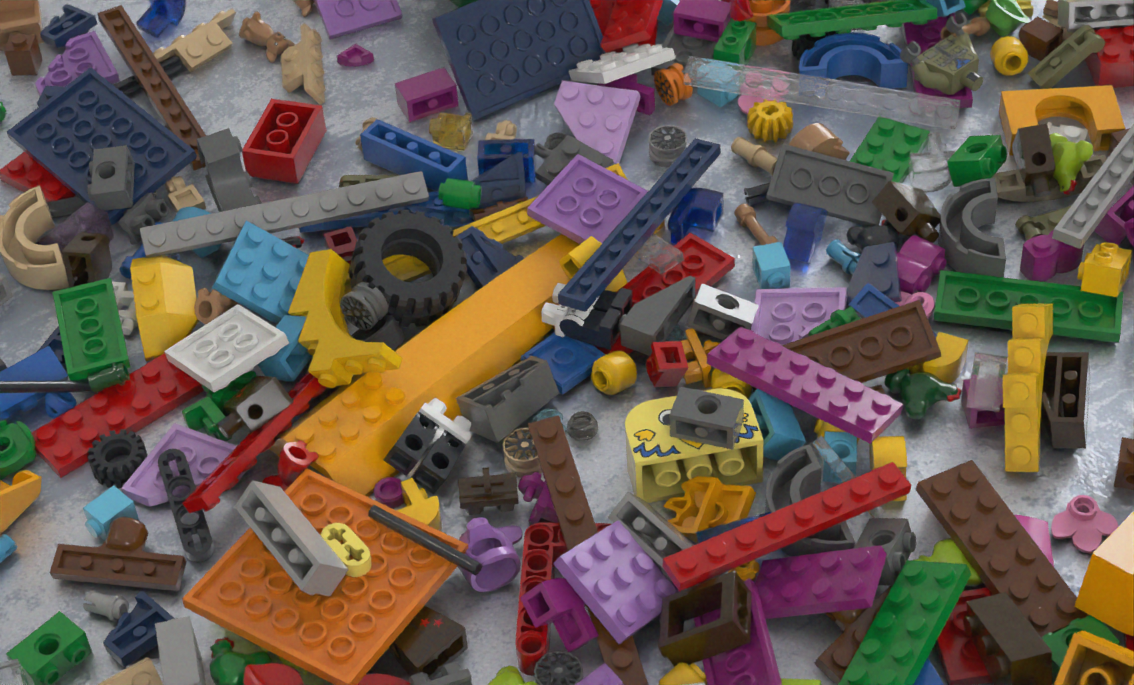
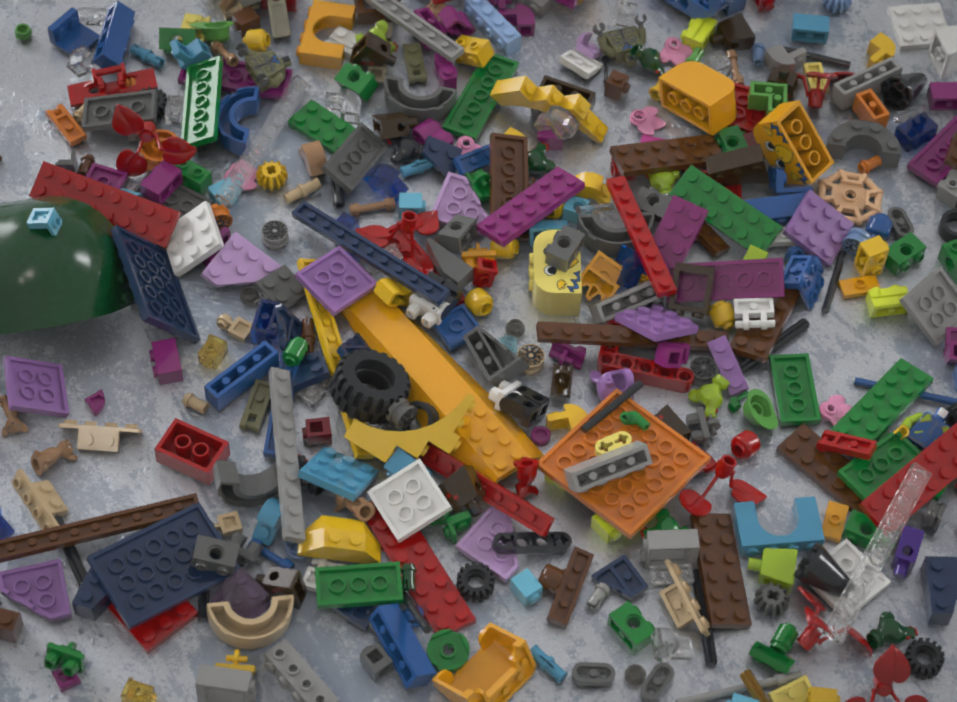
camera: 85 degrees left, 10 degrees up
(403, 567) = (634, 418): none -> green arm
(692, 231) = (425, 223): none -> red plant

